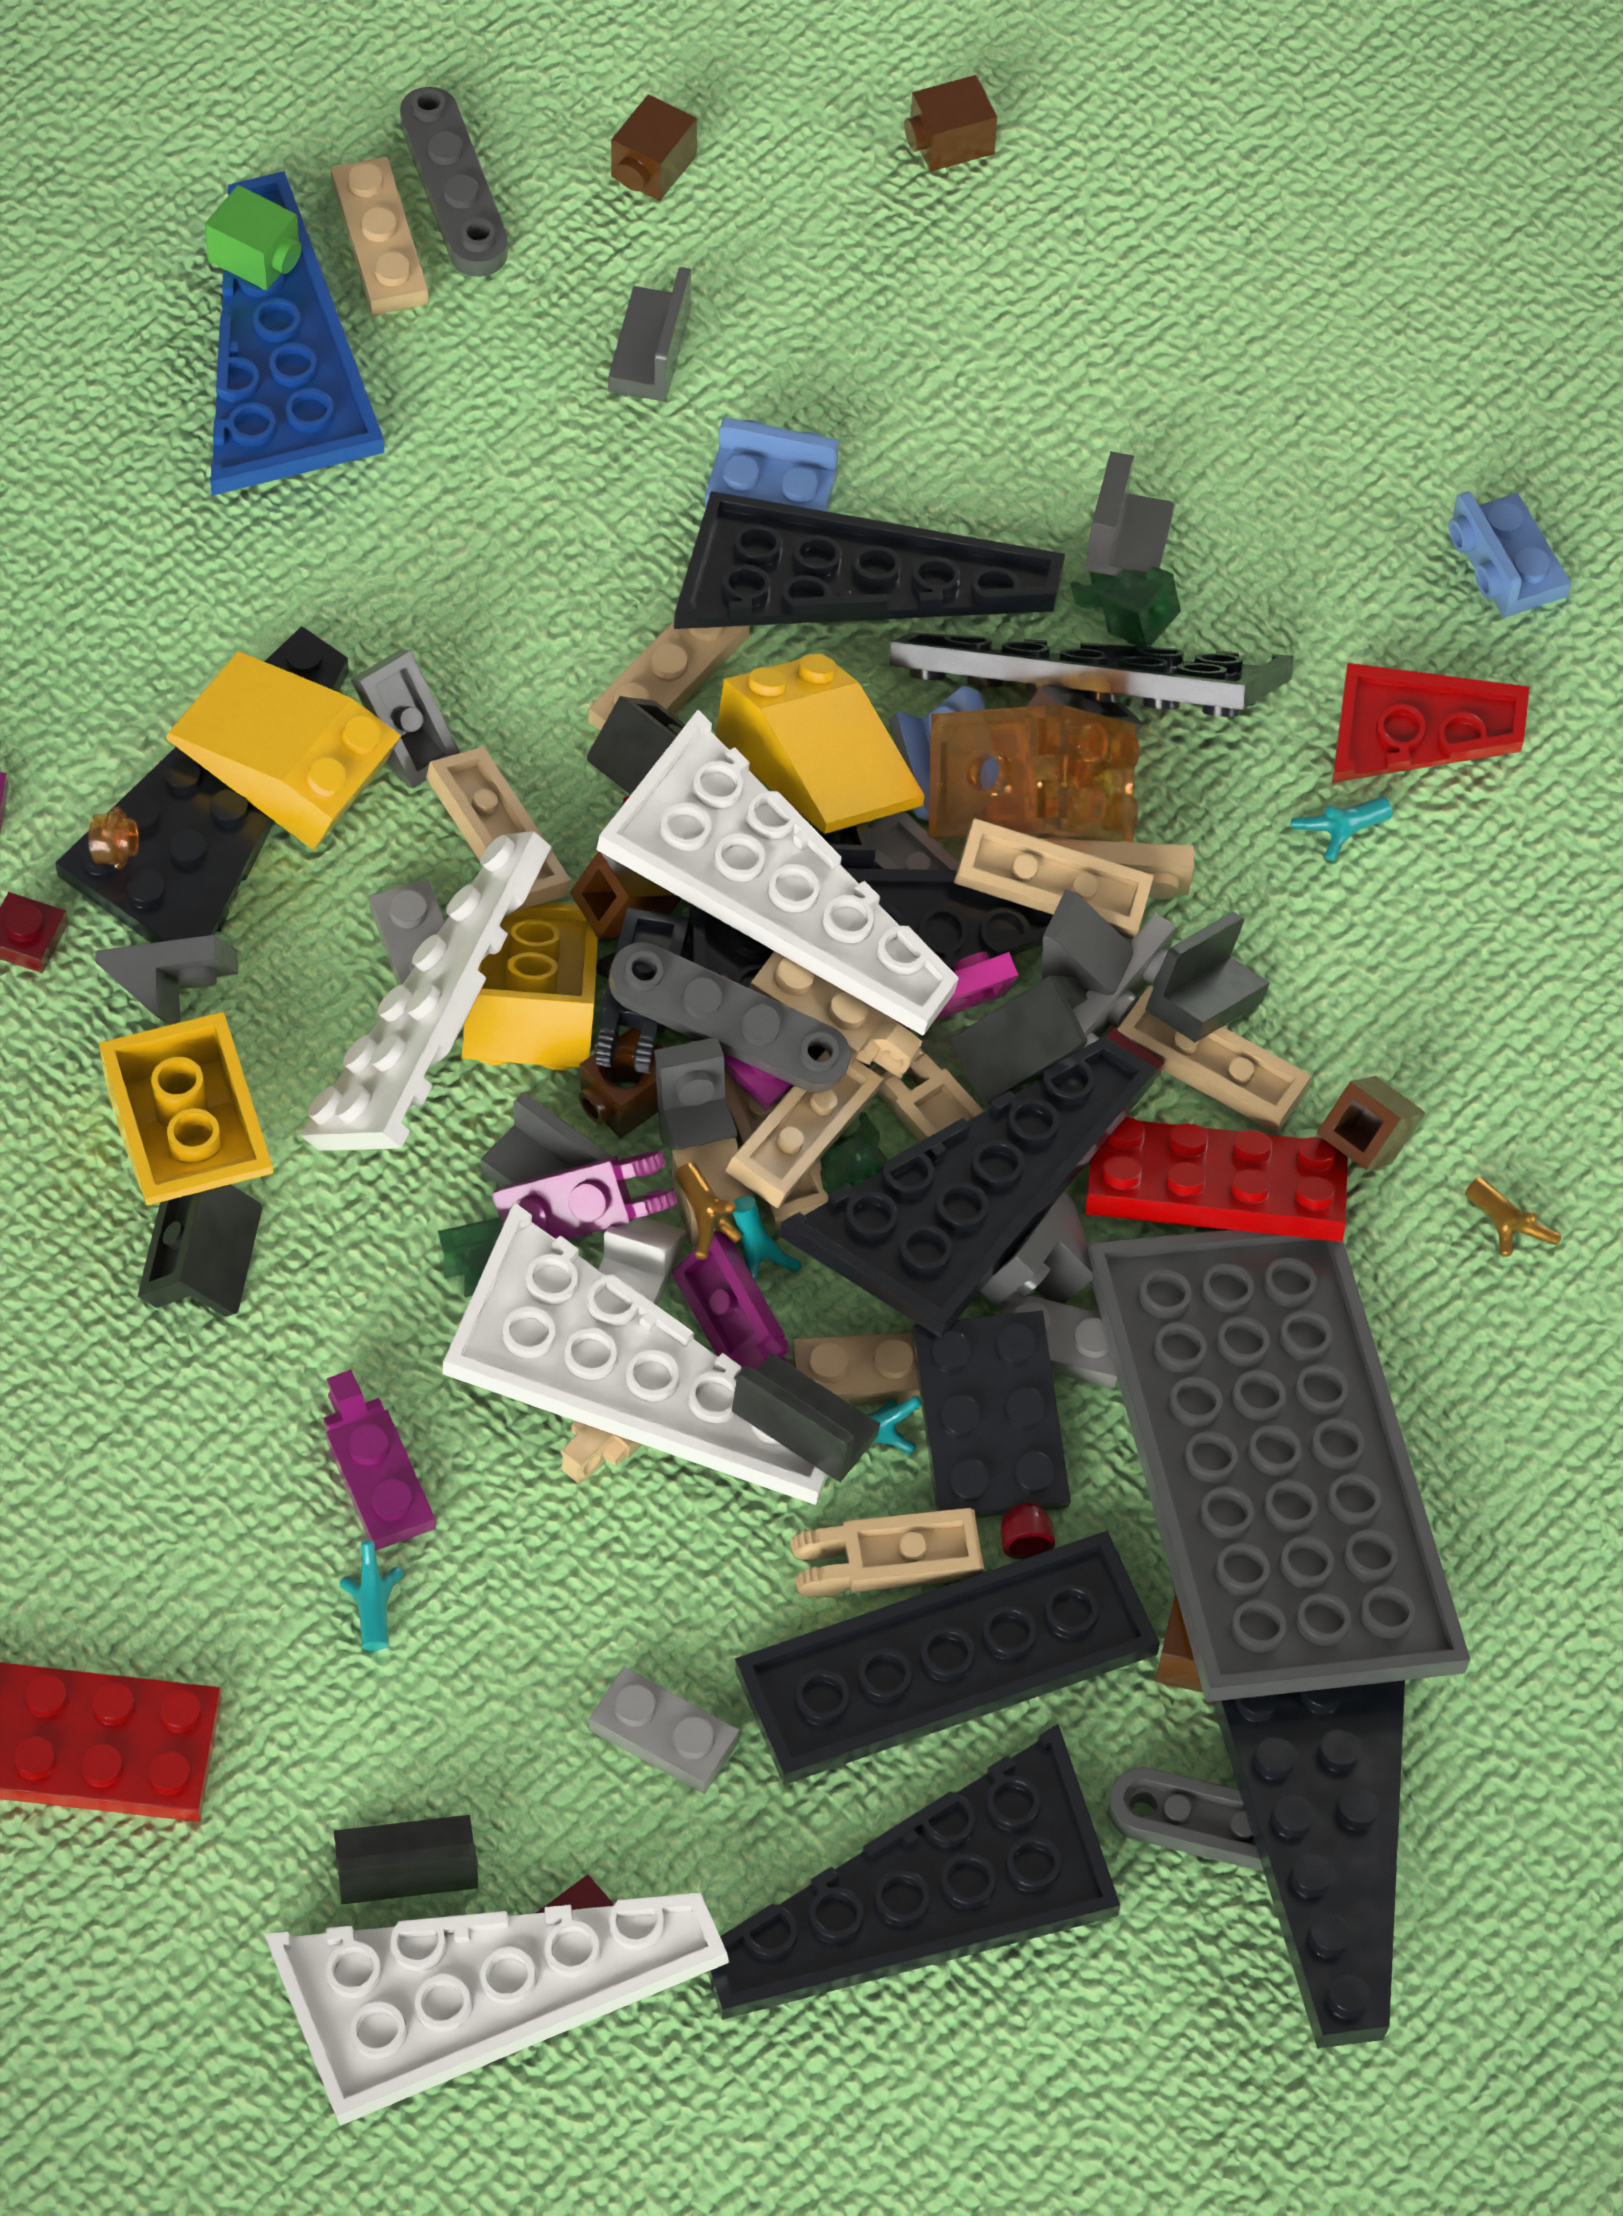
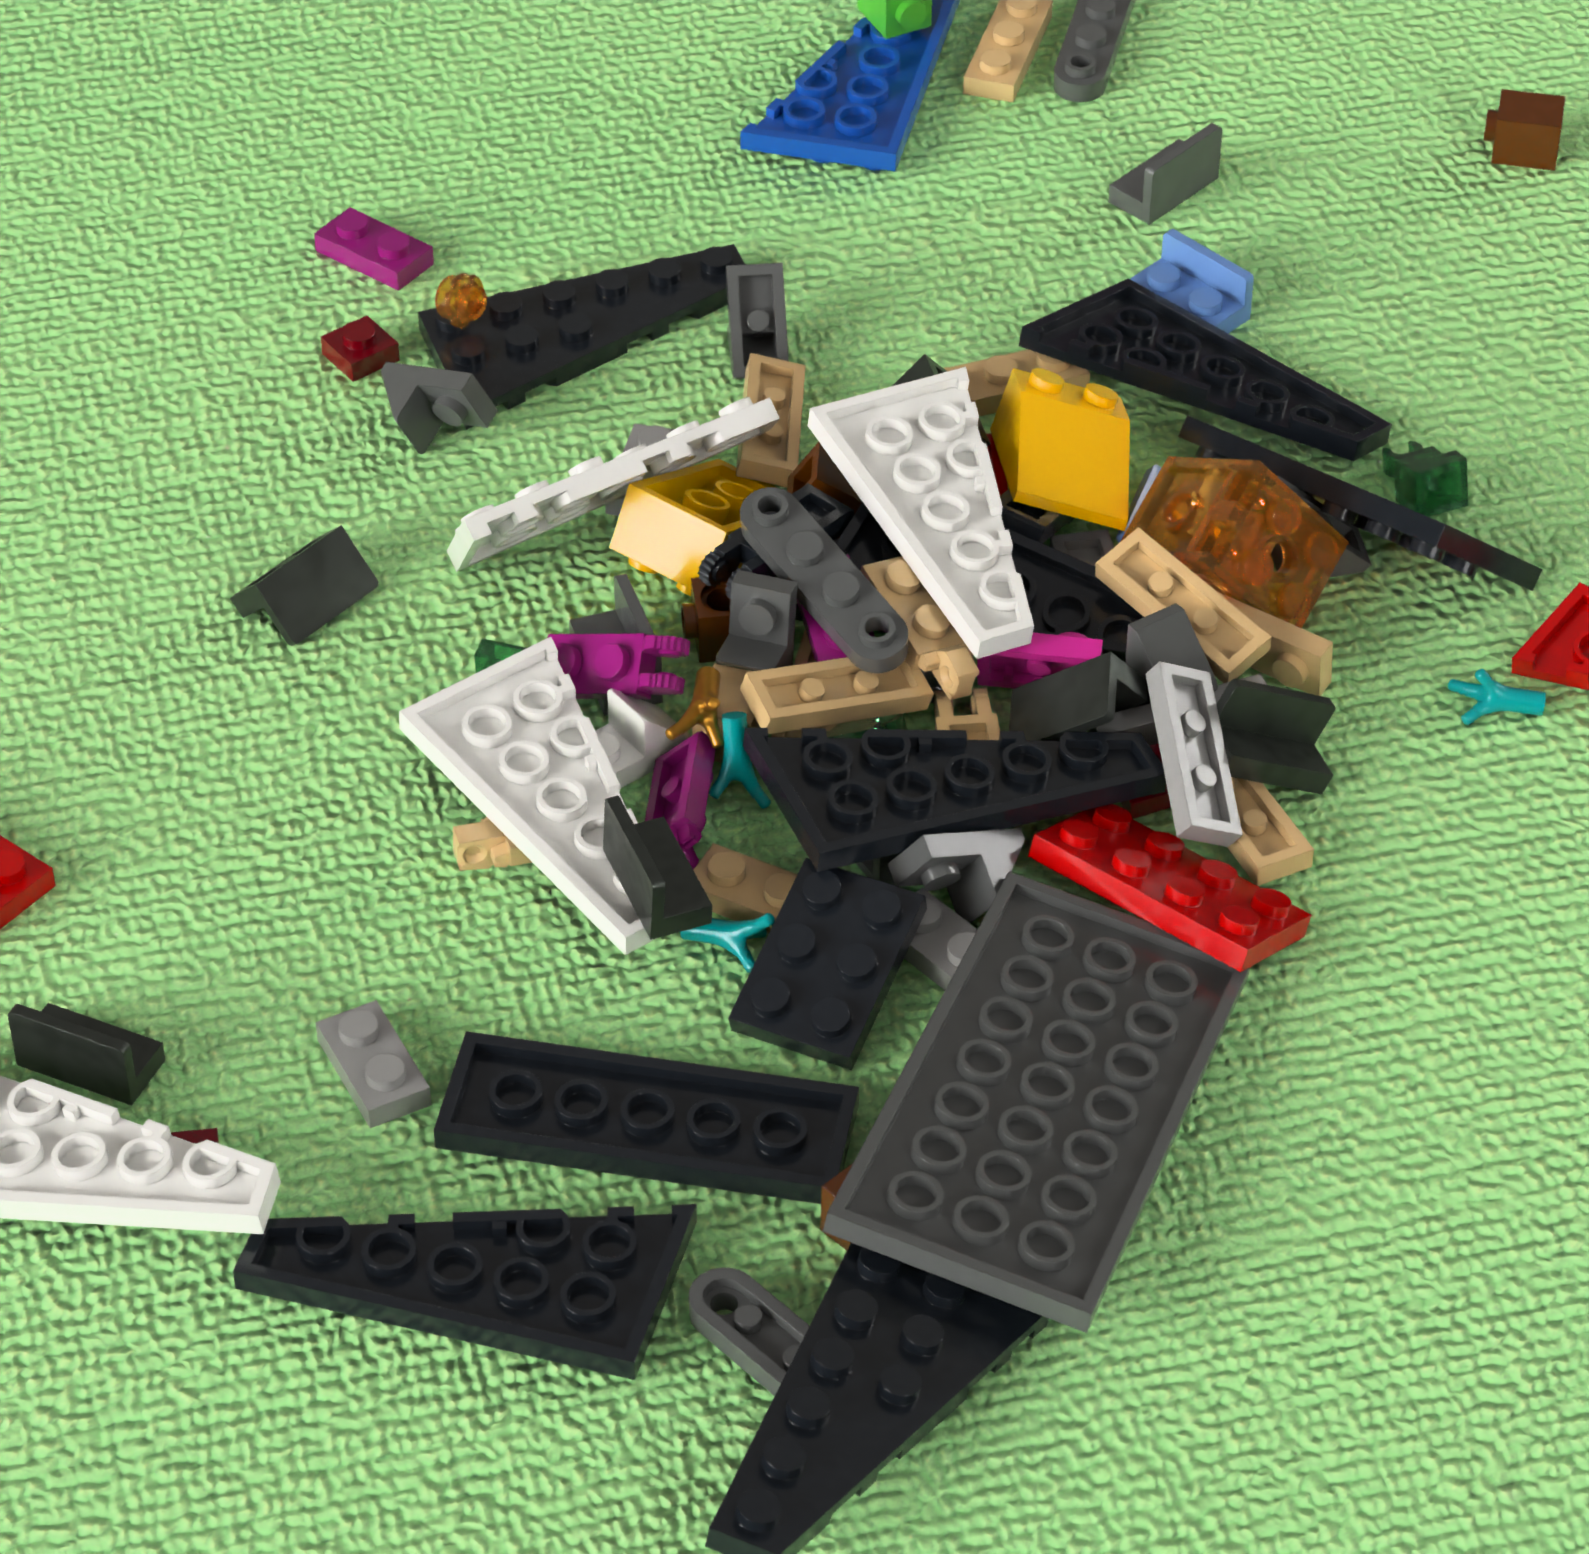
camera: 35 degrees right, 15 degrees down
(184, 1108) = (361, 475): yellow slope -> none
(285, 744) = (649, 303): yellow slope -> none
(372, 1598) = (225, 866): teal bar -> none
(374, 1466) = (307, 783): magenta hinge -> none
(653, 147) = (1266, 62): reddish brown brick -> none
(890, 1552) = (663, 1022): tan hinge -> none
(1026, 1531) = (793, 1057): dark red hinge -> none
(1126, 527) = (1455, 417): dark grey panel -> none
(1168, 1038) = (1193, 754): none -> light grey plate
(1370, 1122) = (1336, 899): reddish brown brick -> none
(1507, 1216) = (1419, 1033): pearl gold bar -> none

